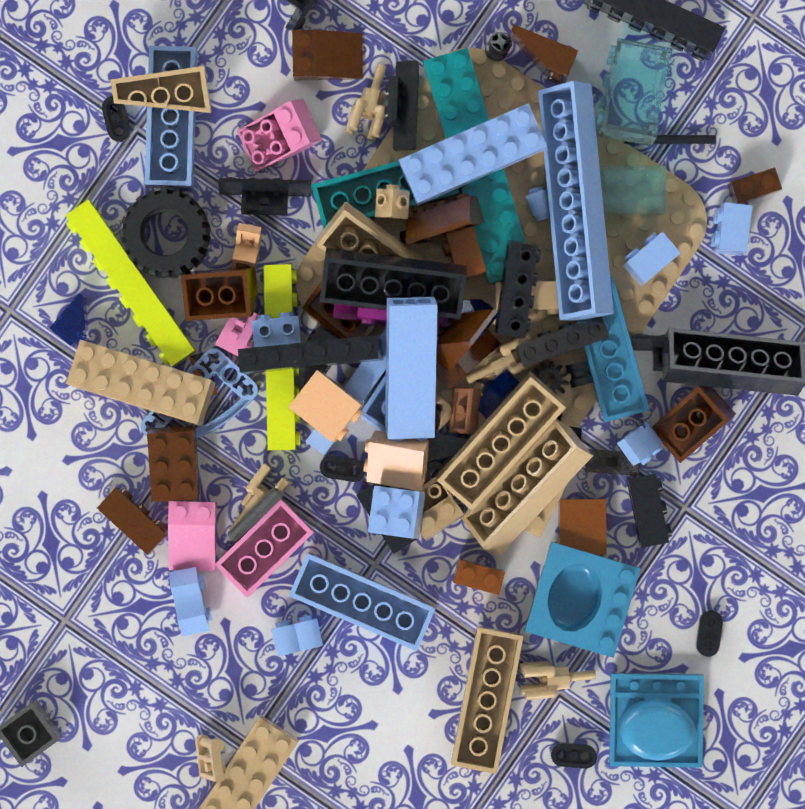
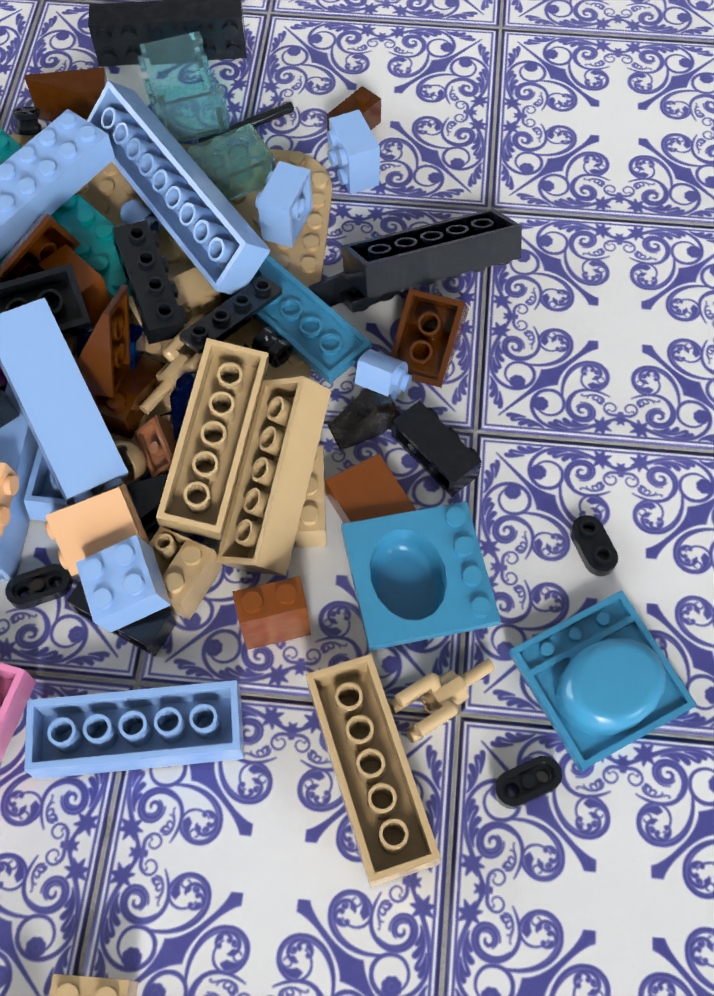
camera: 30 degrees left, 25 degrees down
(297, 636) = (67, 829): light blue brick -> none

